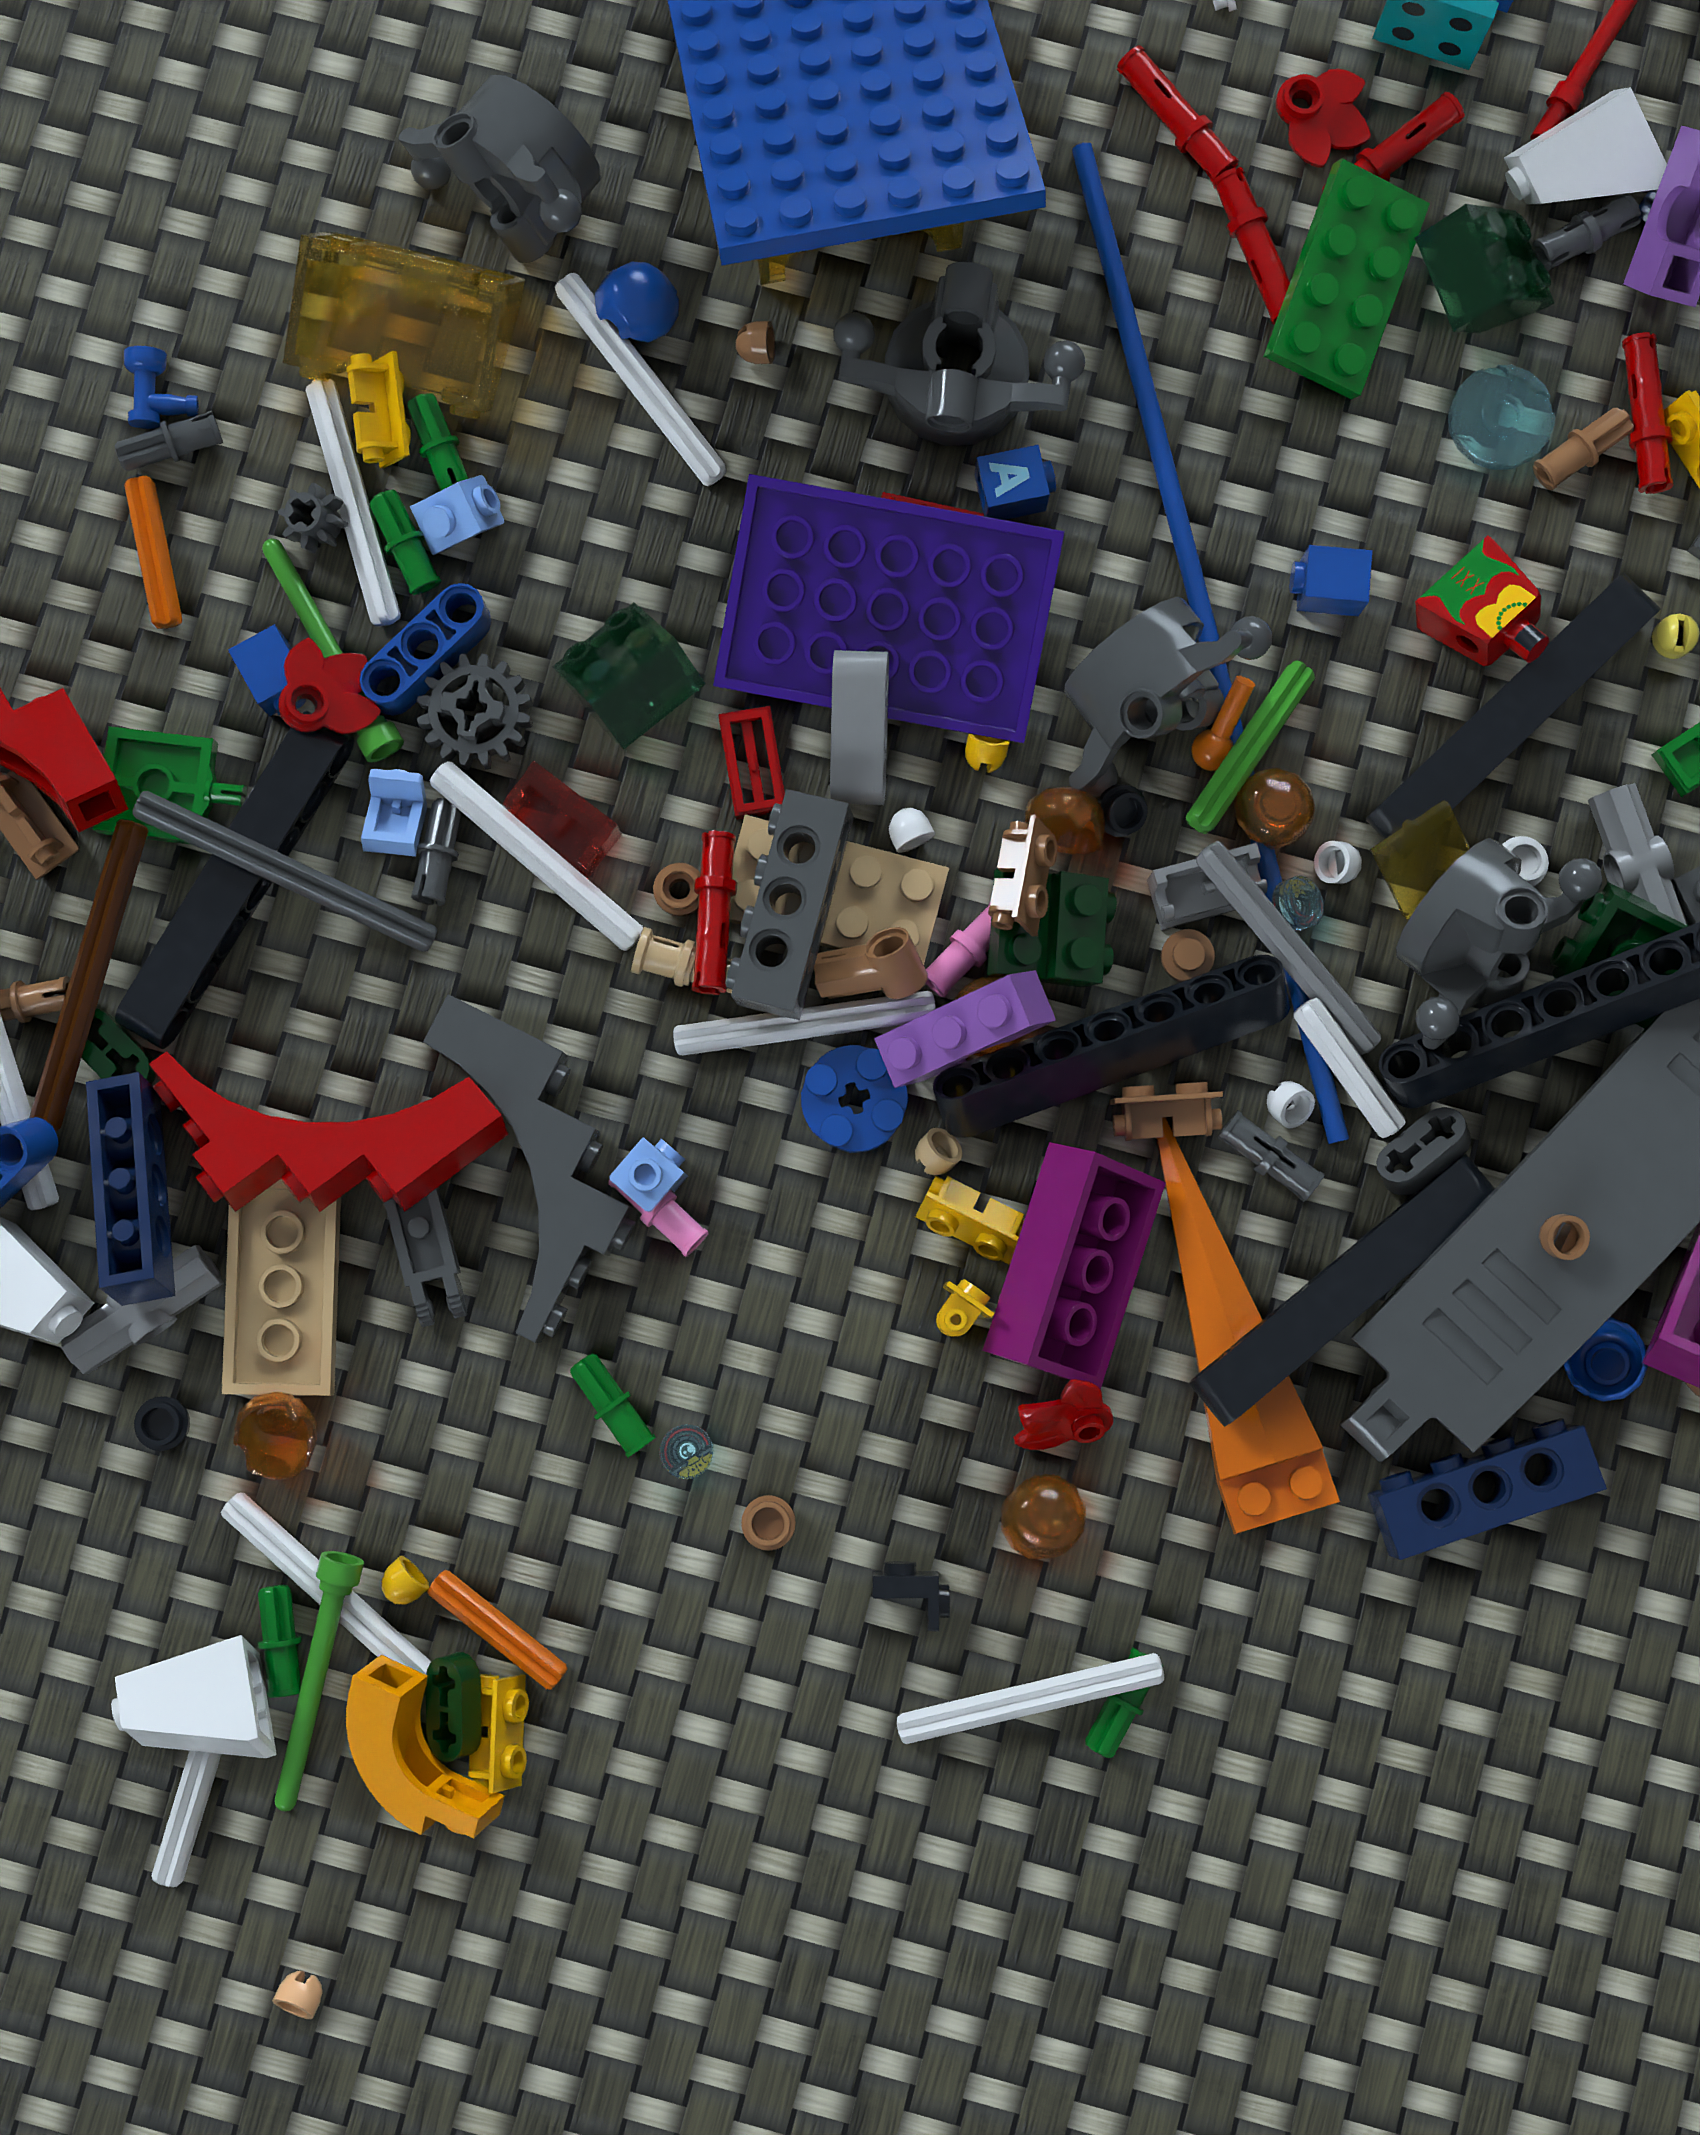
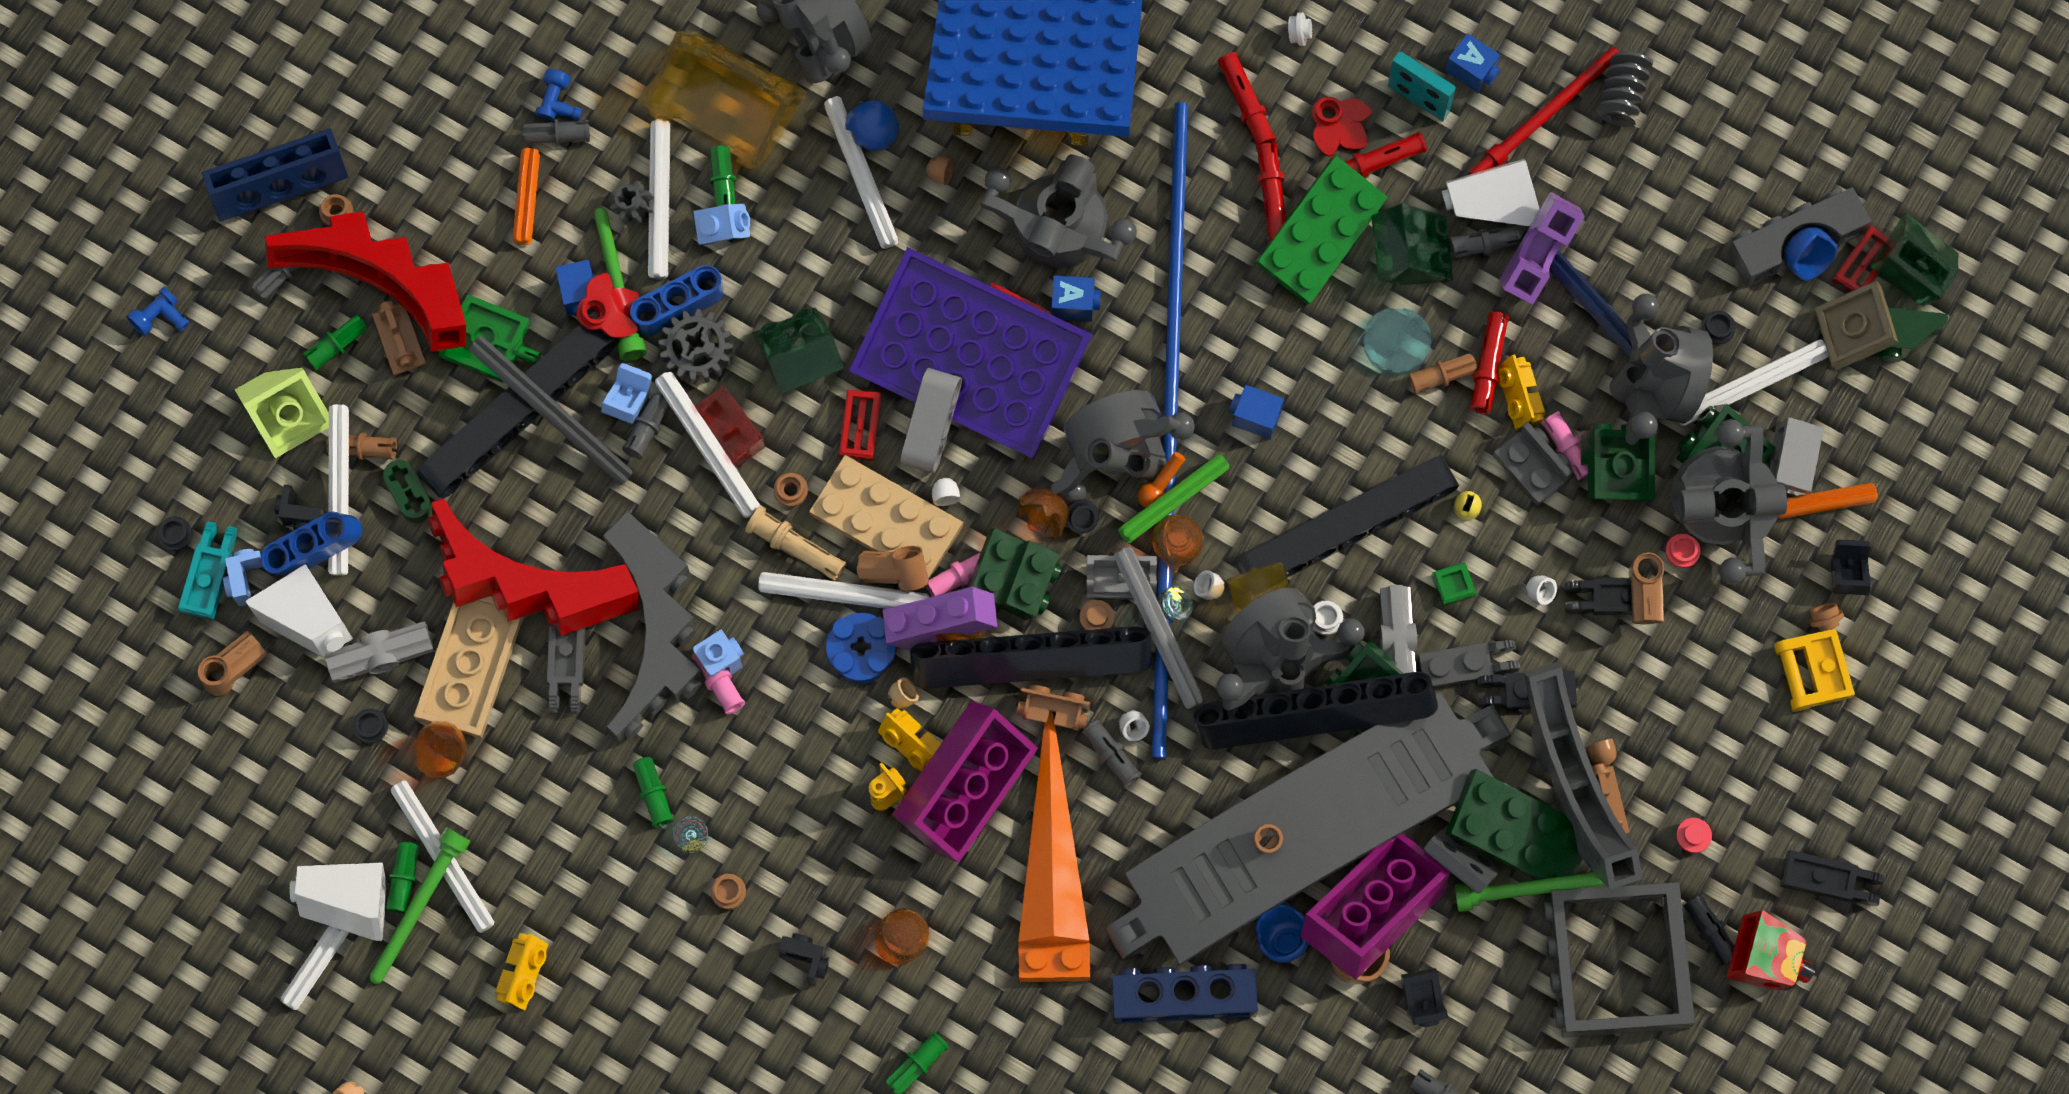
camera: 15 degrees right, 10 degrees down
(89, 972) = (411, 437): reddish brown axle -> none
(130, 1189) = (397, 573): dark blue brick -> none
(383, 431) = (691, 161): yellow hinge -> none
(397, 1761) = (453, 963): light orange arch -> none
(403, 1582) = (489, 863): yellow hinge -> none
(404, 542) = (683, 232): green axle -> none
(453, 1706) = (498, 946): dark green beam -> none
(497, 1629) = (539, 909): orange axle -> none
(715, 893) = (811, 495): red pin -> none
(784, 987) = (837, 562): dark grey brick -> none
(985, 750) = (1008, 457): yellow hinge -> none
(1029, 853) = (1011, 524): medium nougat hinge -> none
(1030, 1698) = (858, 1041): white axle -> none
(1076, 1416) = (931, 876): red plate -> none
(1340, 1292) = (1118, 846): black beam -> none
(1349, 1068) = (1176, 712): white axle -> none
(1423, 1151) = (1208, 777): dark grey beam -> none
(1484, 607) = (1345, 453): torso -> none

